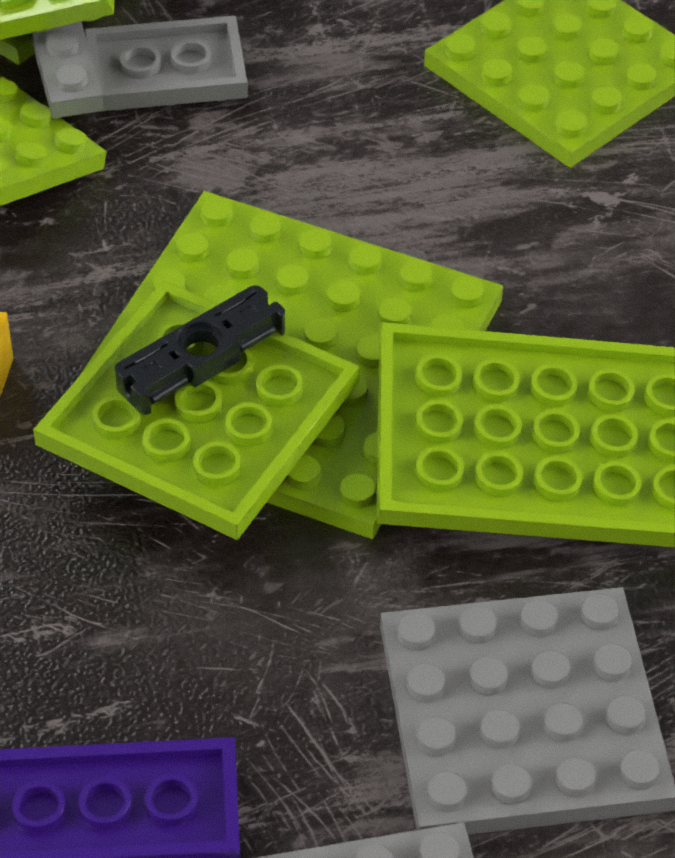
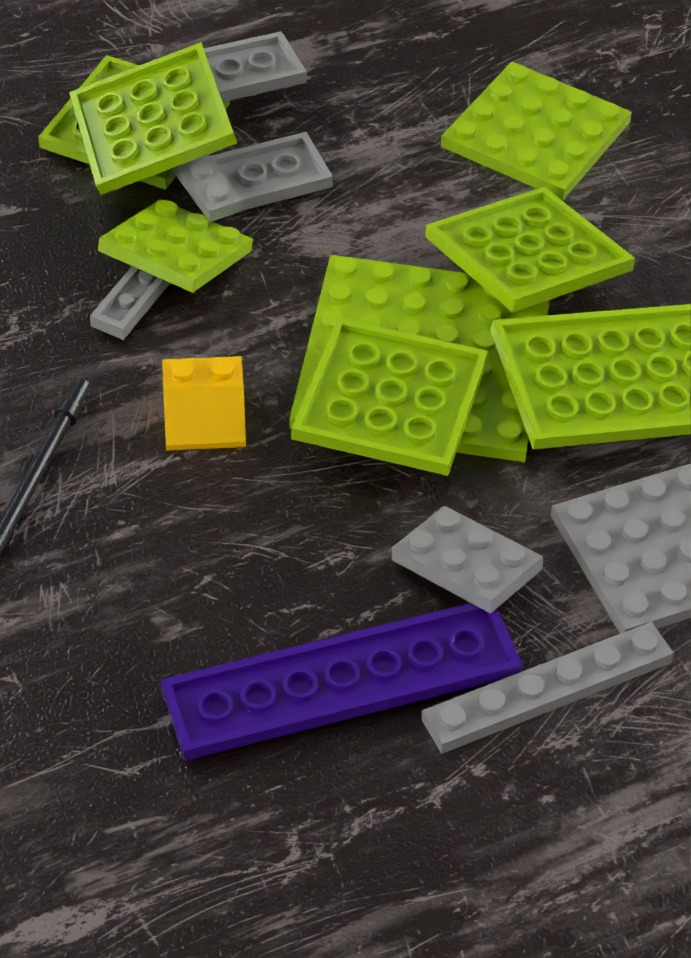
camera: 15 degrees left, 0 degrees up
(166, 364) = (366, 373): black piece -> none
(223, 671) = (467, 559): none -> light grey plate
(483, 229) = (529, 248): none -> lime plate

